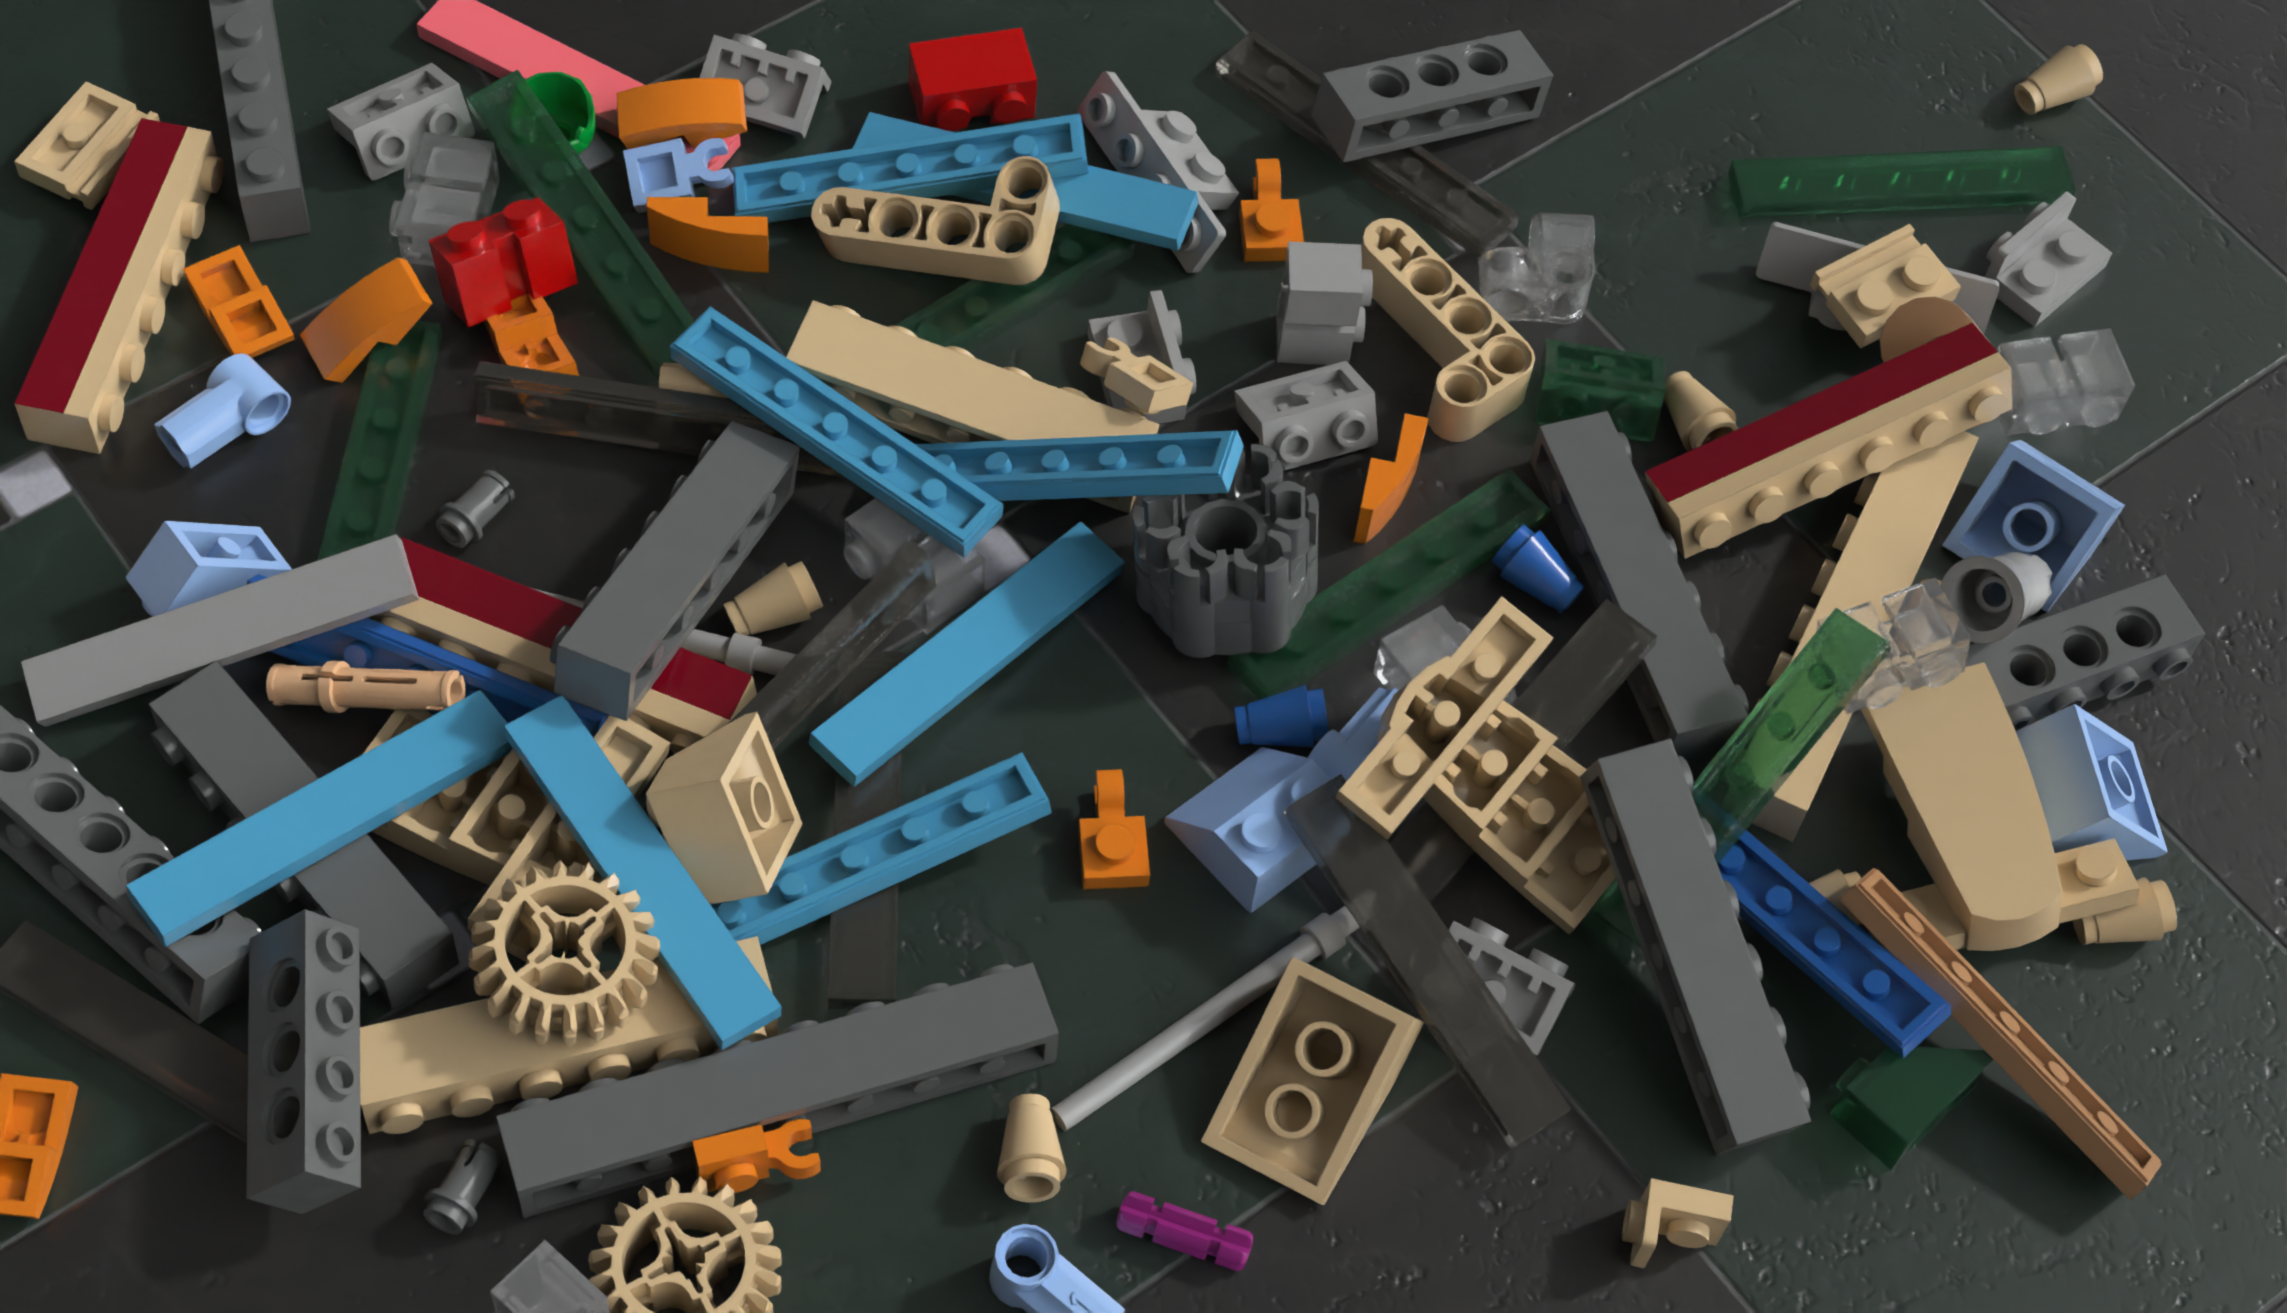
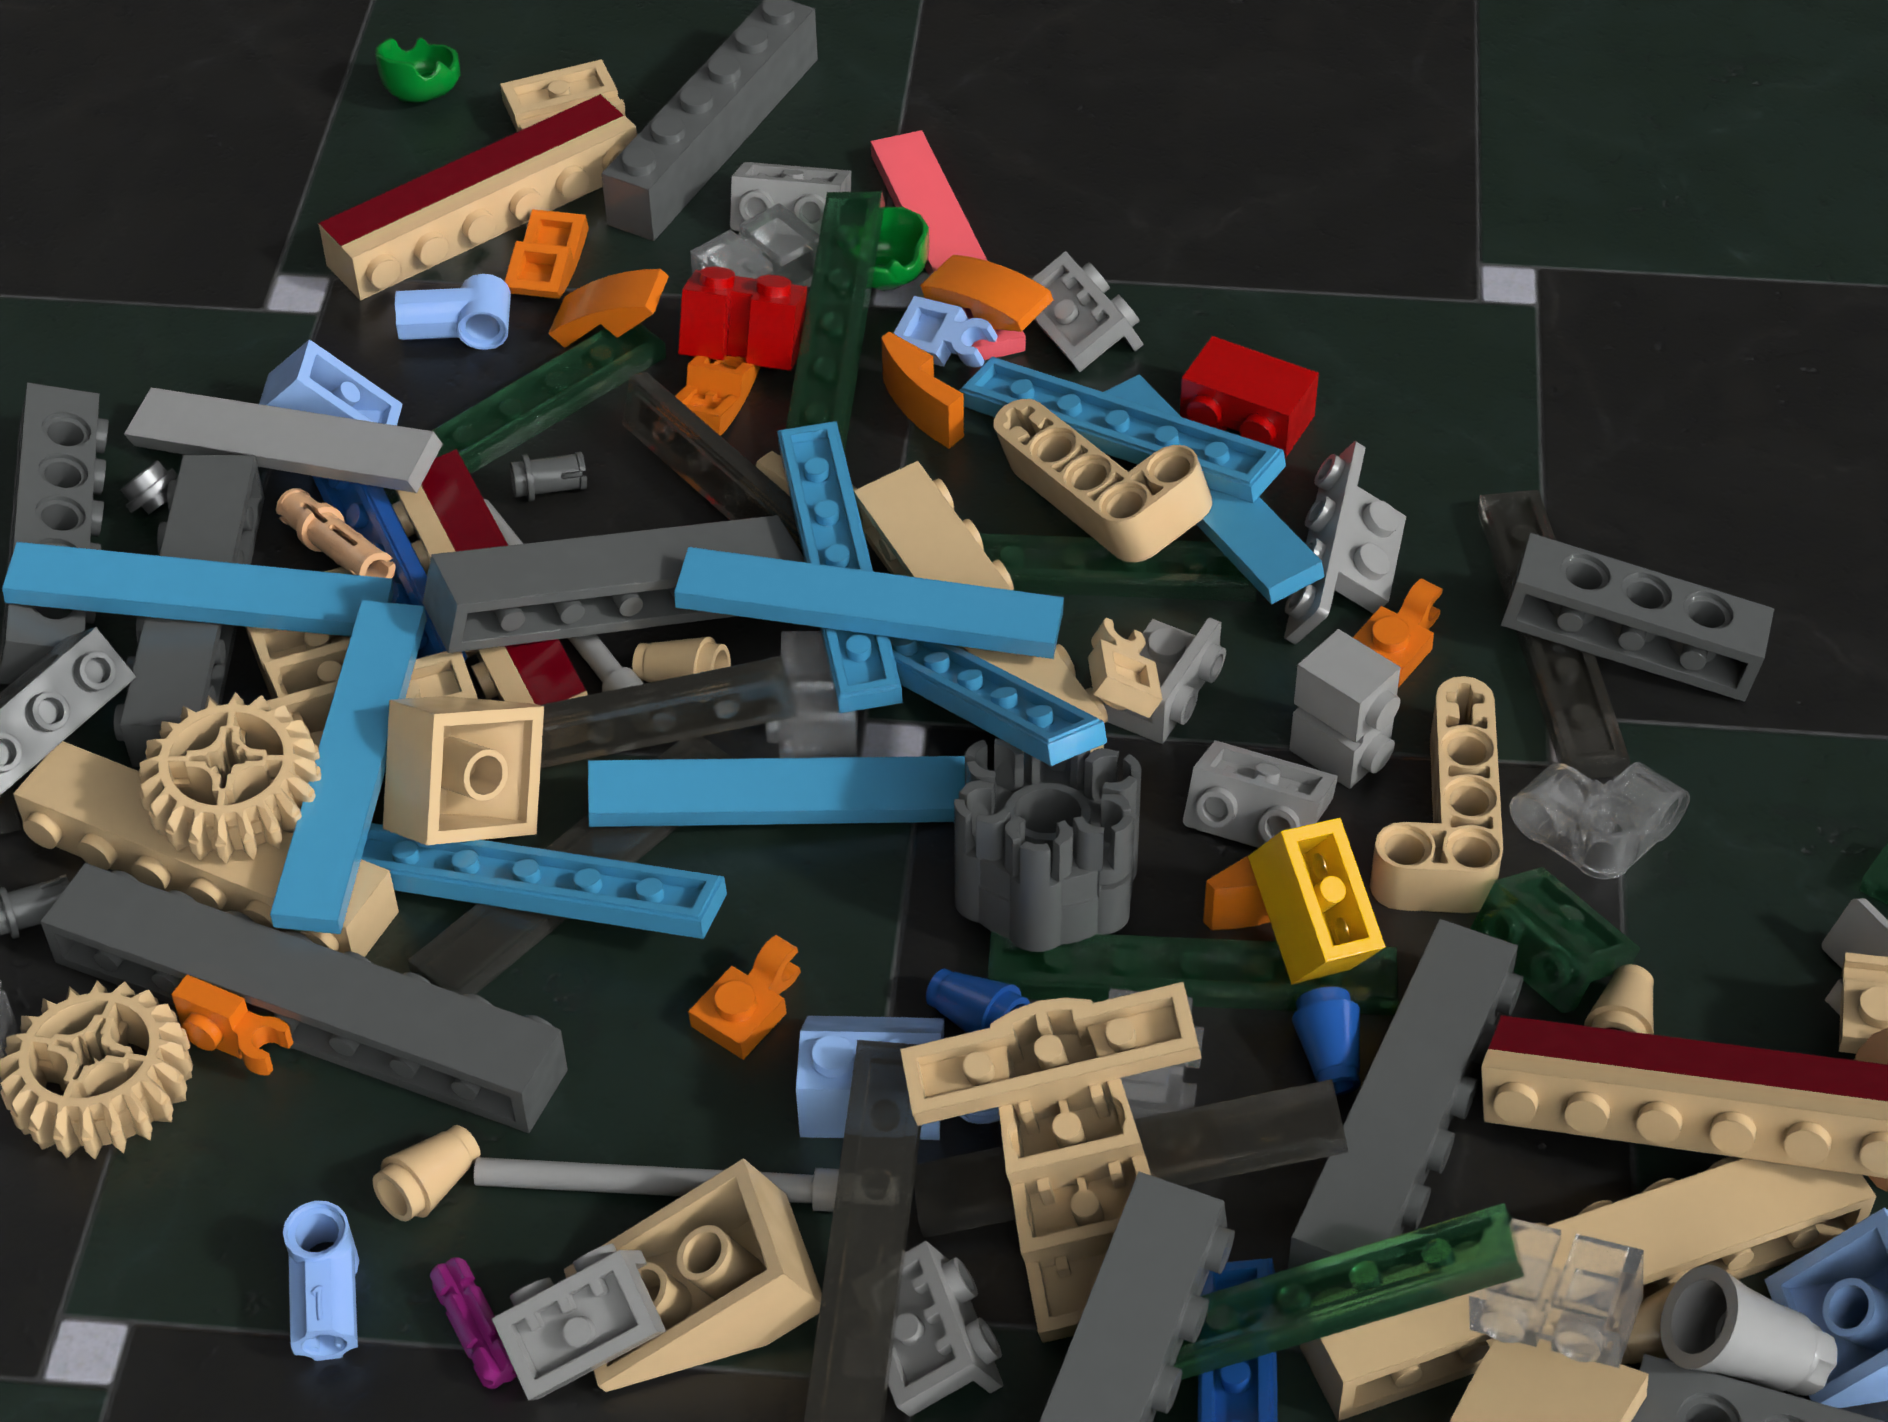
camera: 50 degrees right, 10 degrees down
(126, 755) = (149, 488): none -> flat silver plate
(911, 450) = (869, 602): none -> dark azure tile
(1277, 1166) = (579, 1322): none -> light grey bracket
(1459, 470) = (1316, 900): none -> yellow brick

